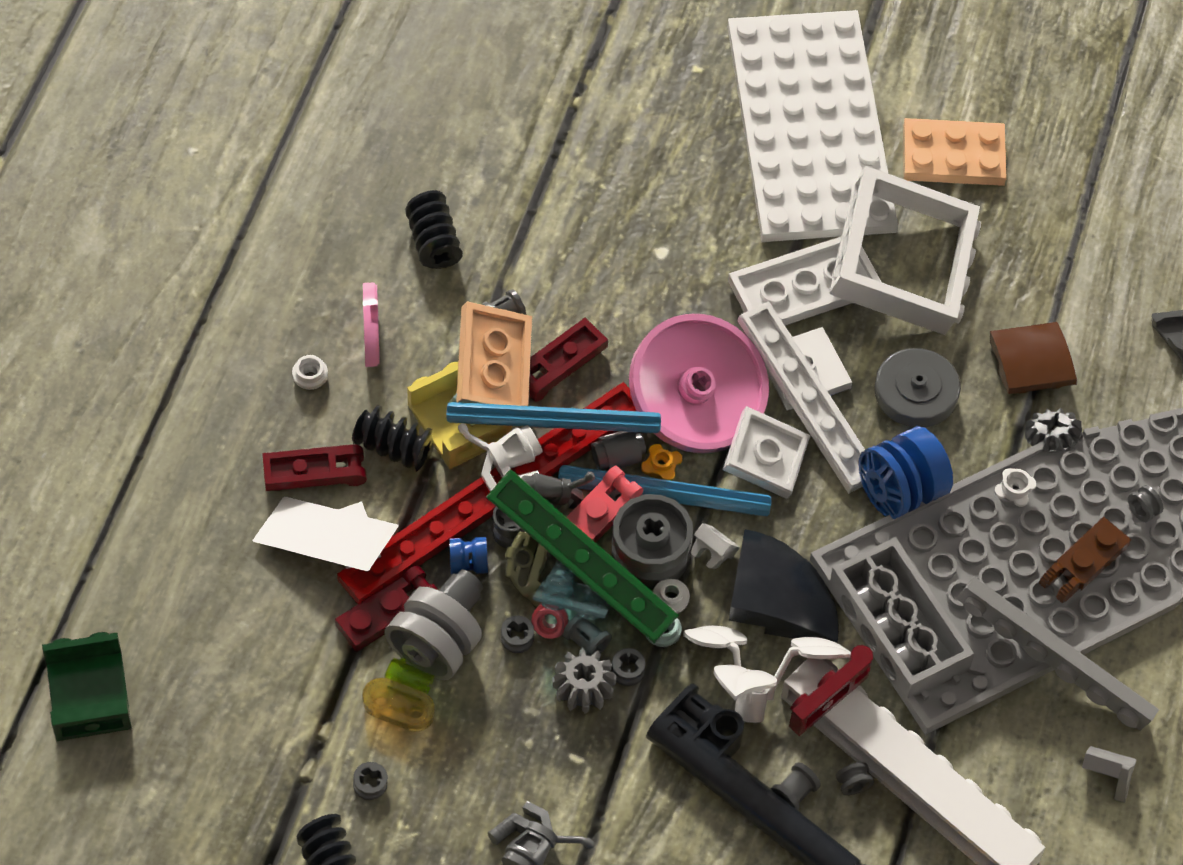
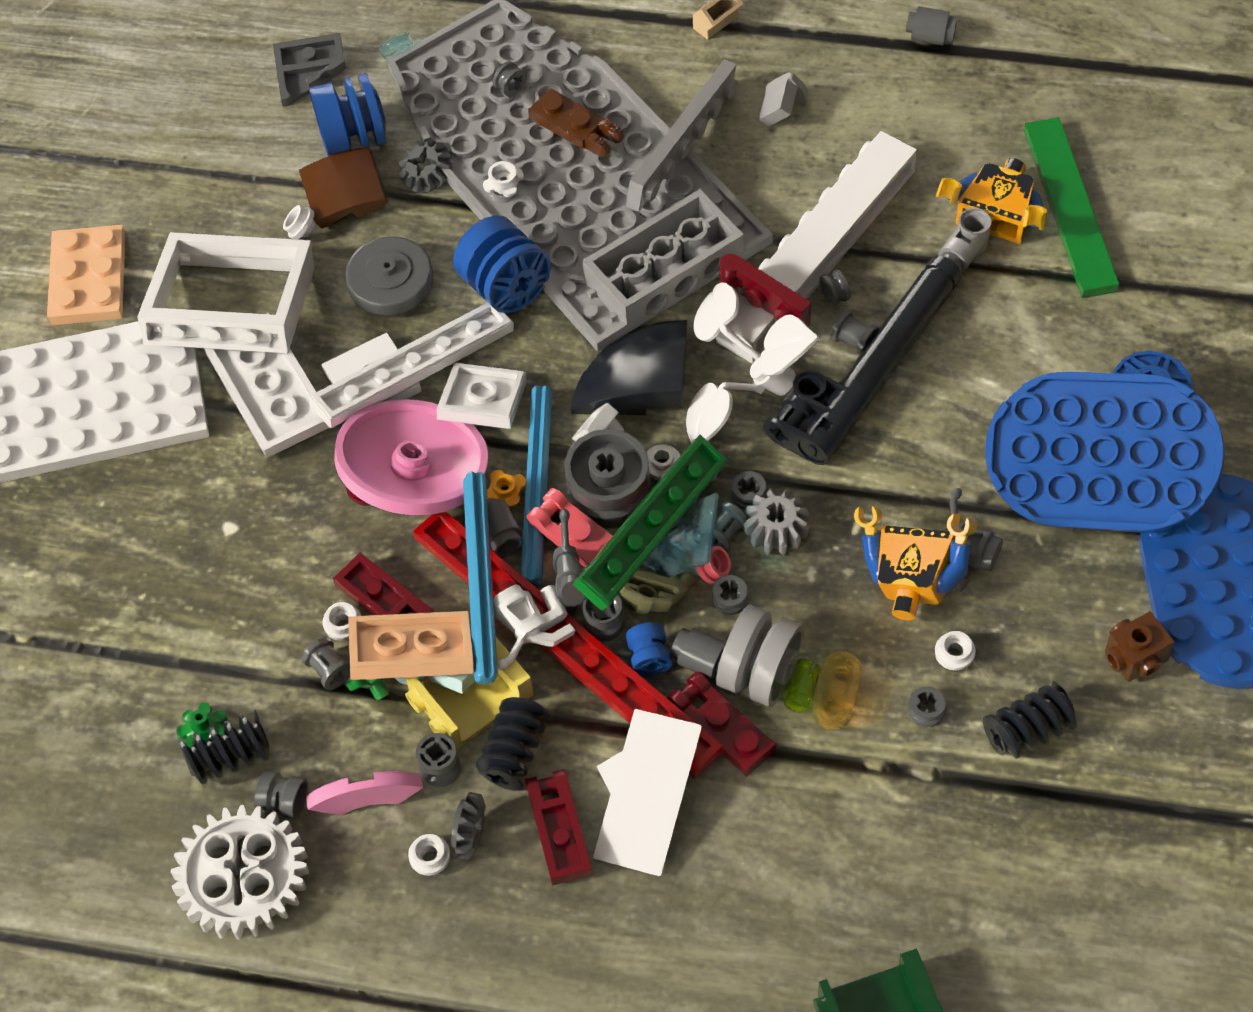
camera: 90 degrees left, 0 degrees up
(321, 237) = (202, 873): none -> white gear
(321, 395) = (468, 825): none -> dark grey gear
(386, 266) = (281, 793): none -> dark grey wheel
(391, 382) = (440, 769): none -> dark grey wheel
(421, 804) = (958, 641): none -> white plate
(467, 220) = (199, 722): none -> green plant
(514, 782) = (915, 562): none -> torso
(548, 318) = (335, 614): none -> white plate
(991, 319) = (299, 222): none -> white plate
(1110, 358) = (348, 114): none -> blue wheel

